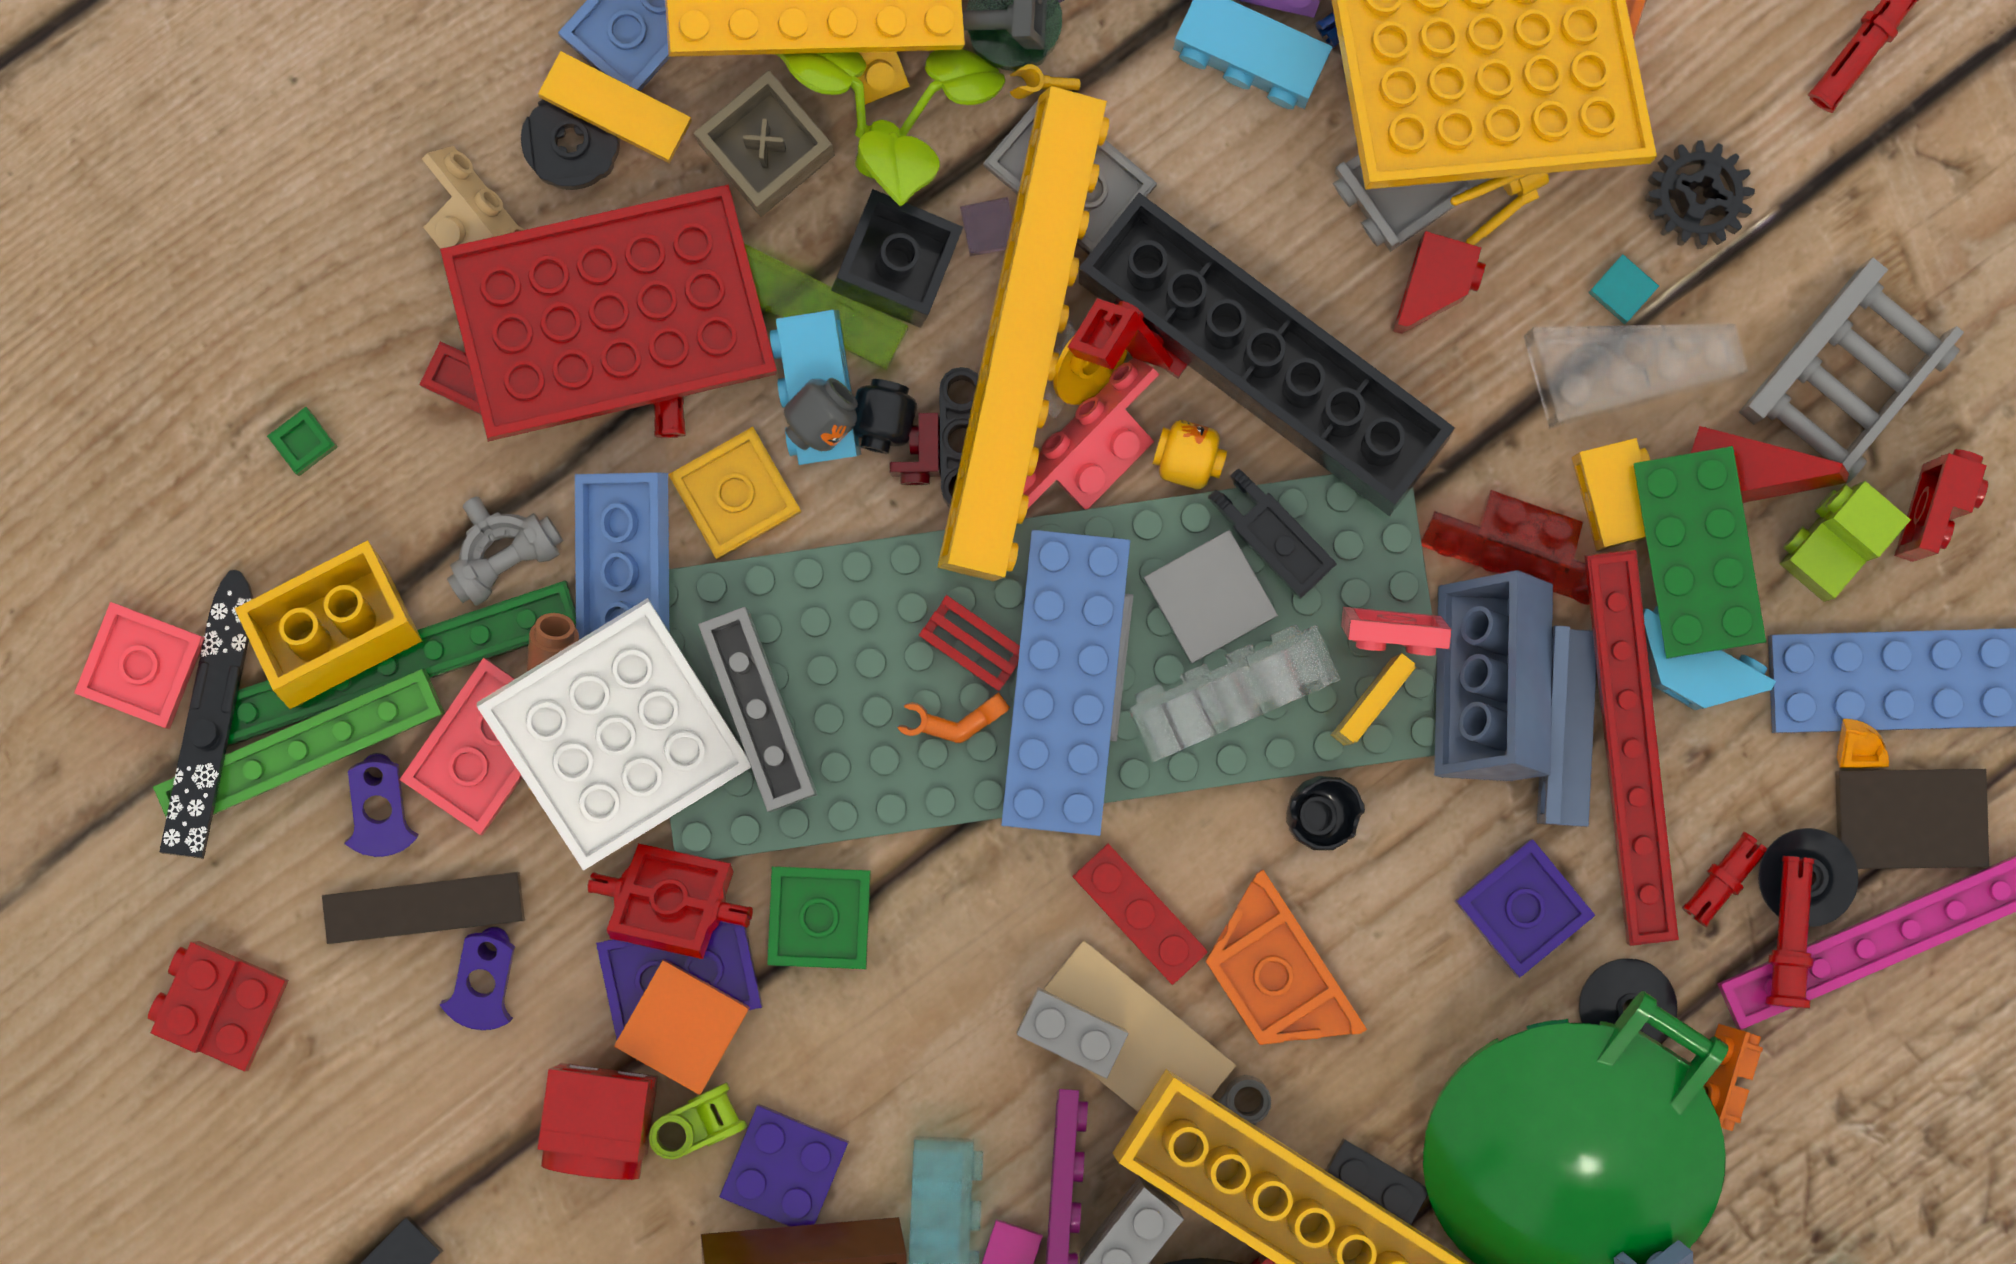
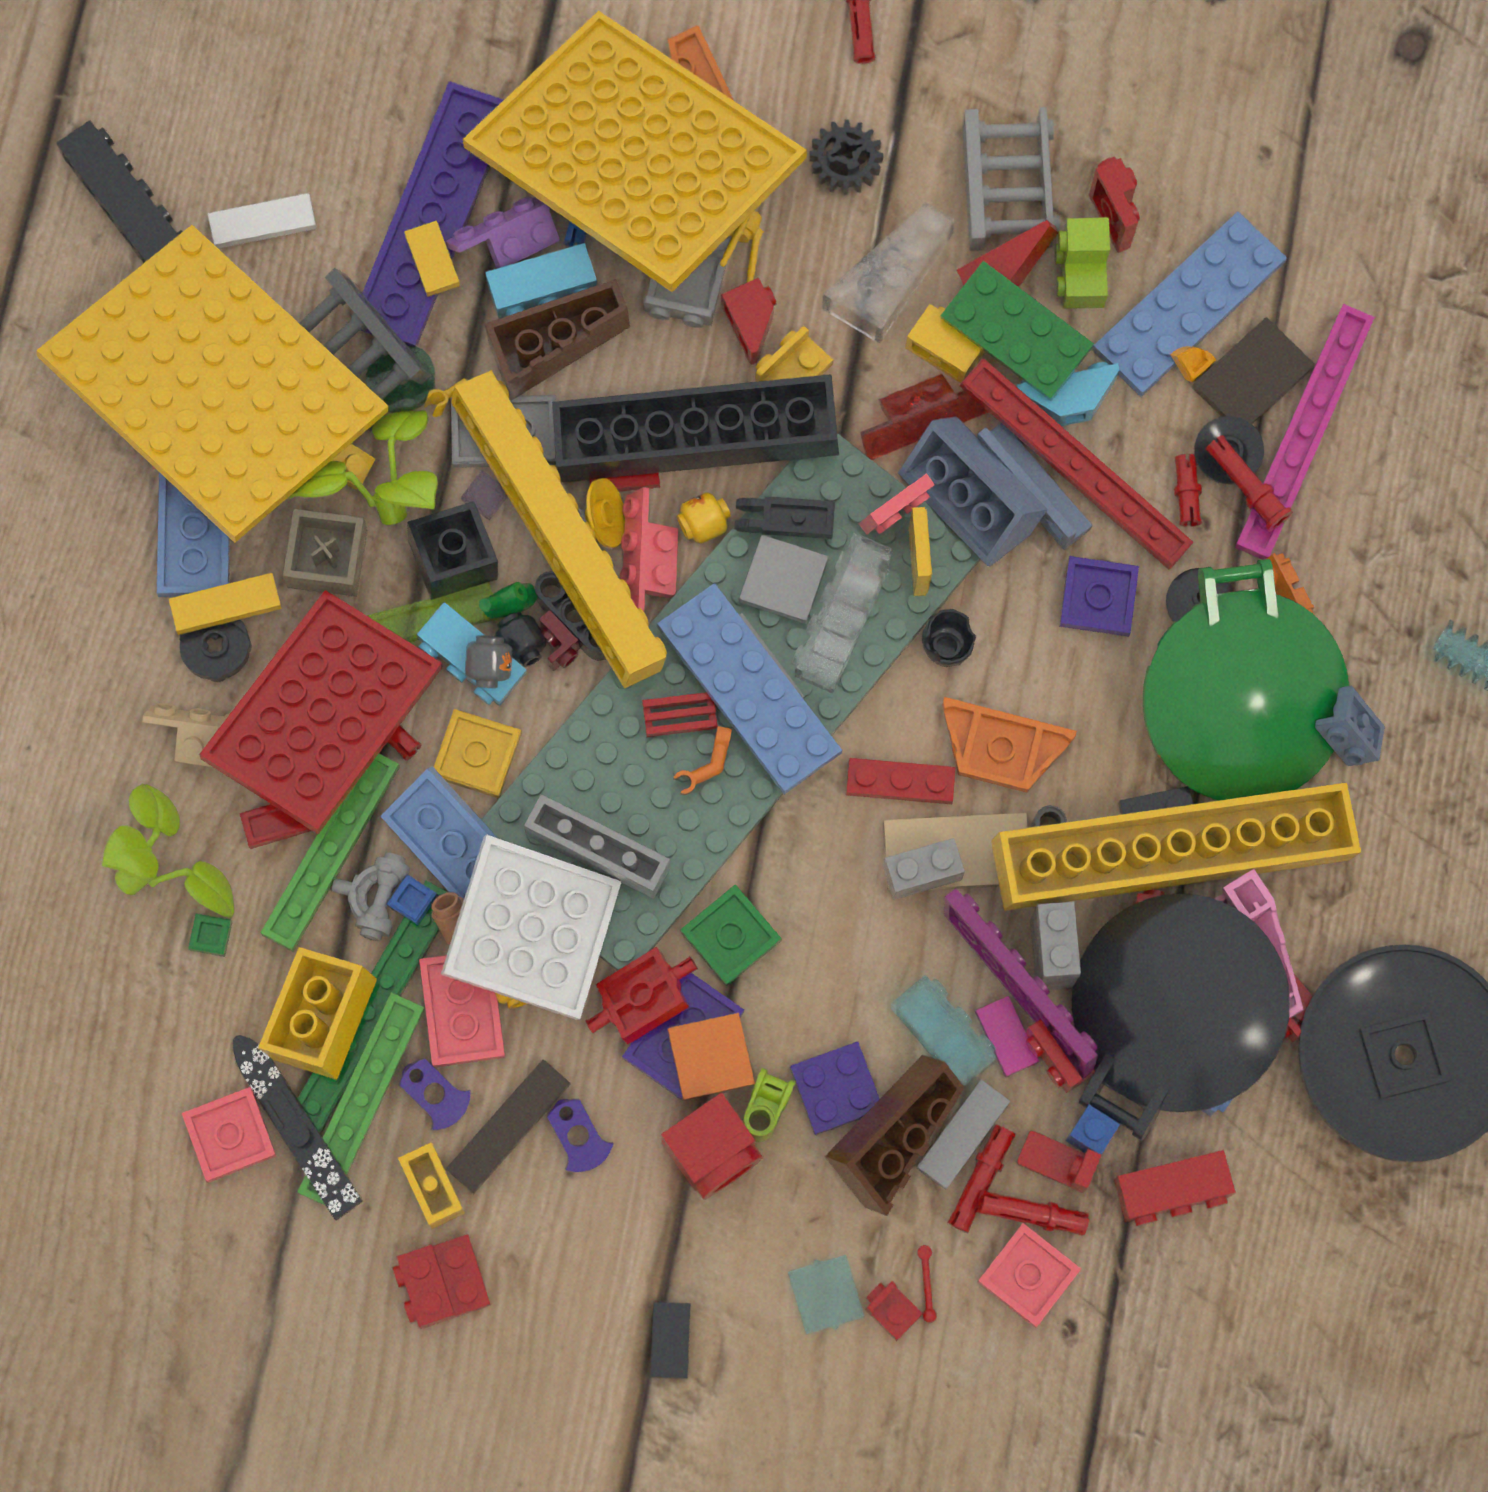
camera: 45 degrees left, 10 degrees down
(274, 309) = (138, 866): none -> lime plant
(287, 903) = (431, 1185): none -> yellow brick
(487, 467) = (328, 856): none -> bright green plate
(531, 590) = (412, 899): none -> blue tile
(906, 364) = (509, 600): none -> green piece
(1112, 330) = (610, 482): red bracket -> none
(1210, 119) = (555, 334): none -> reddish brown wedge
(1436, 374) = (795, 359): none -> yellow bracket
(1623, 289) = (851, 239): teal tile -> none

